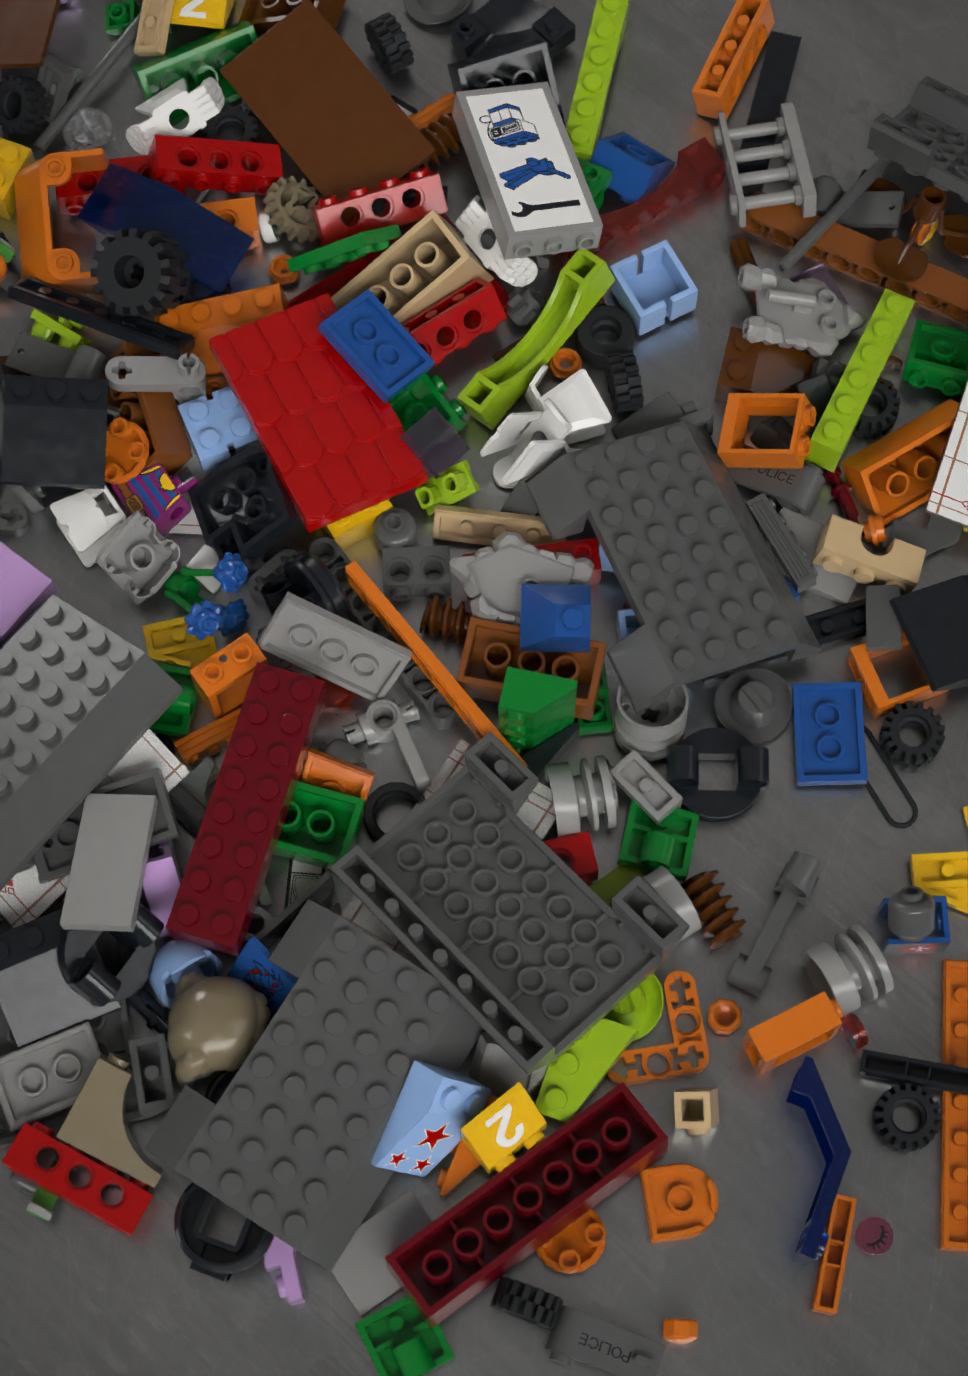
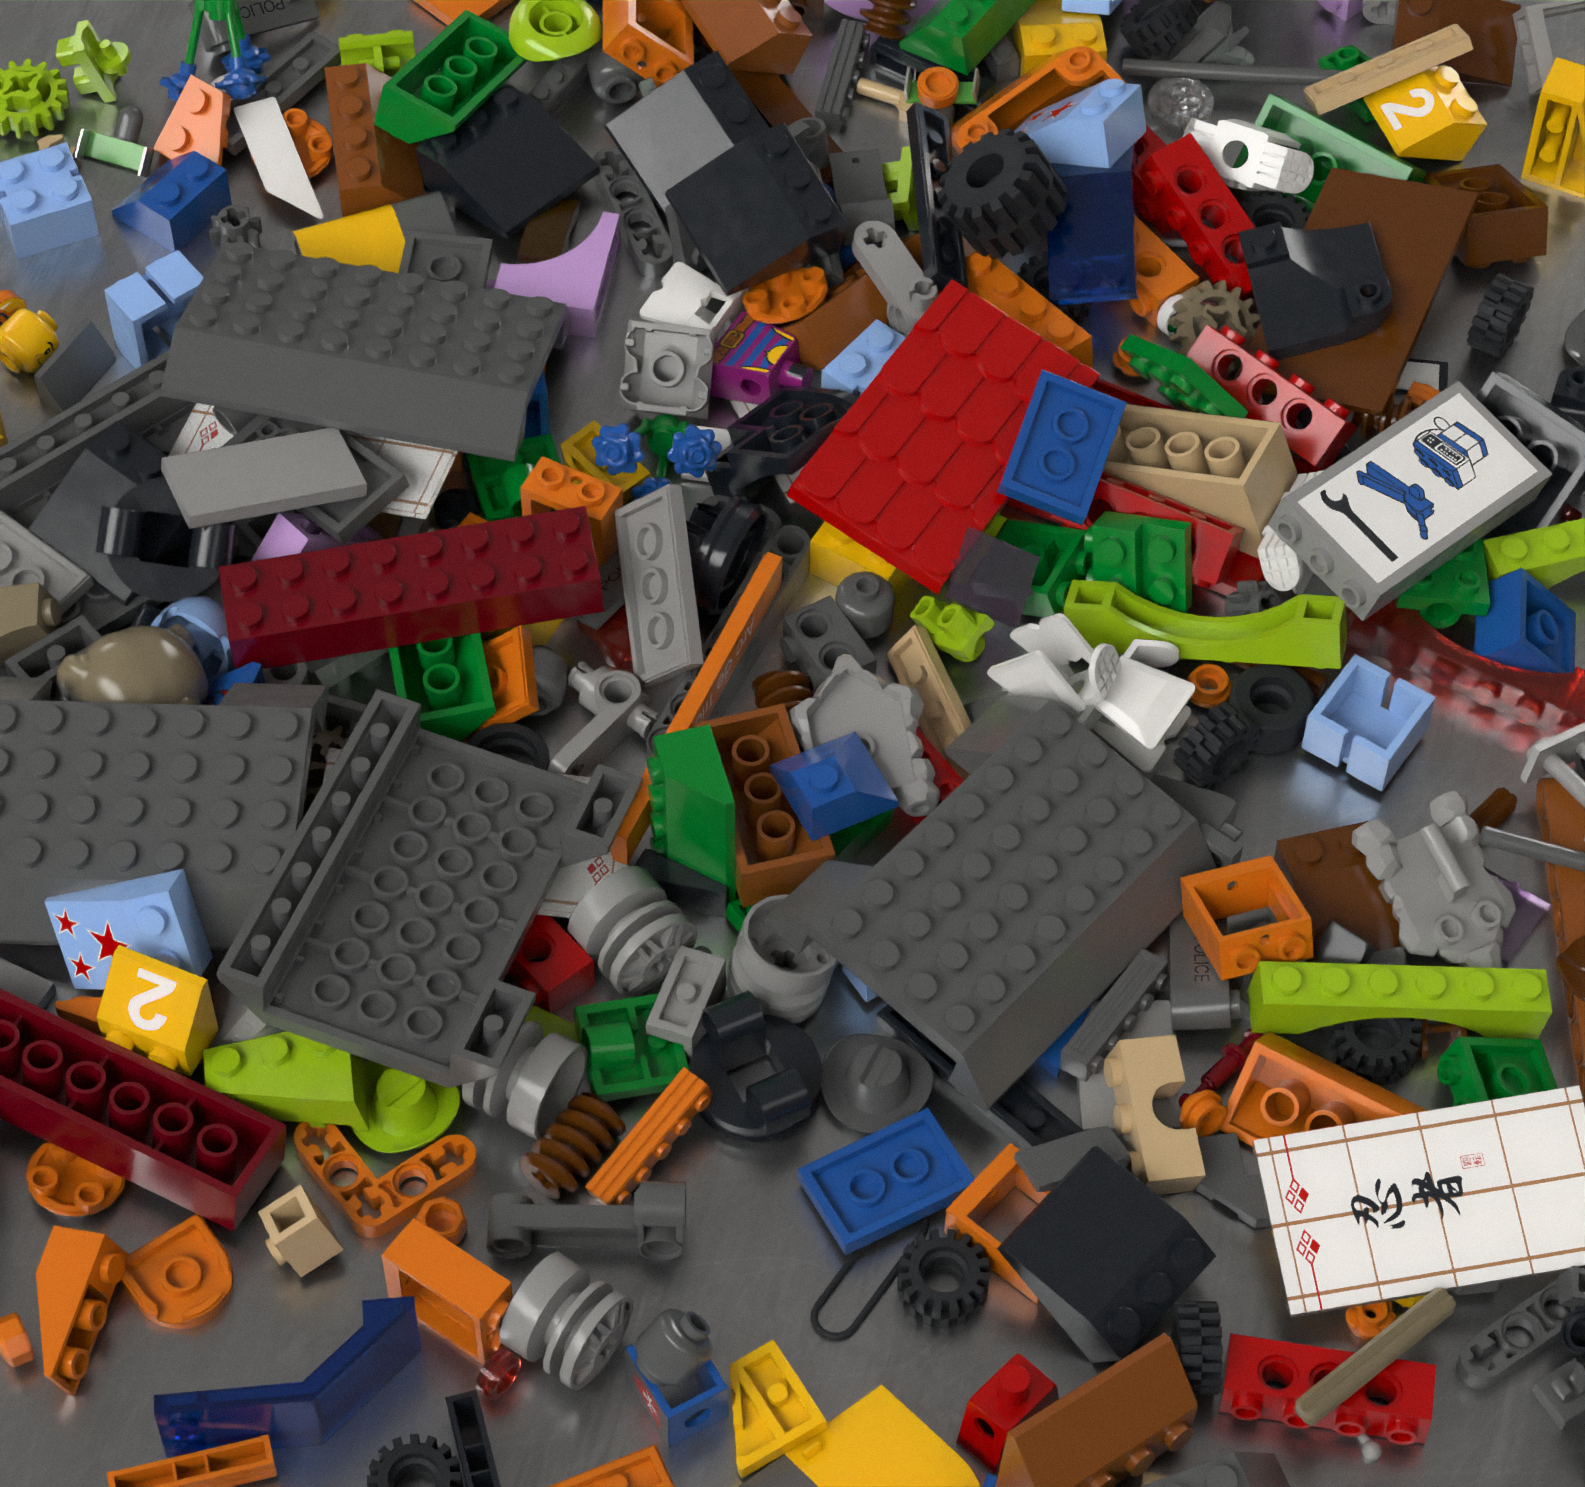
camera: 60 degrees right, 15 degrees down
(101, 200) = (1090, 125): none -> light blue slope
(315, 131) = (1315, 285): none -> black slope
(465, 348) = (1143, 556): none -> green plate
(666, 1275) = (73, 1299): none -> orange slope
(735, 860) = (650, 1139): none -> orange piece

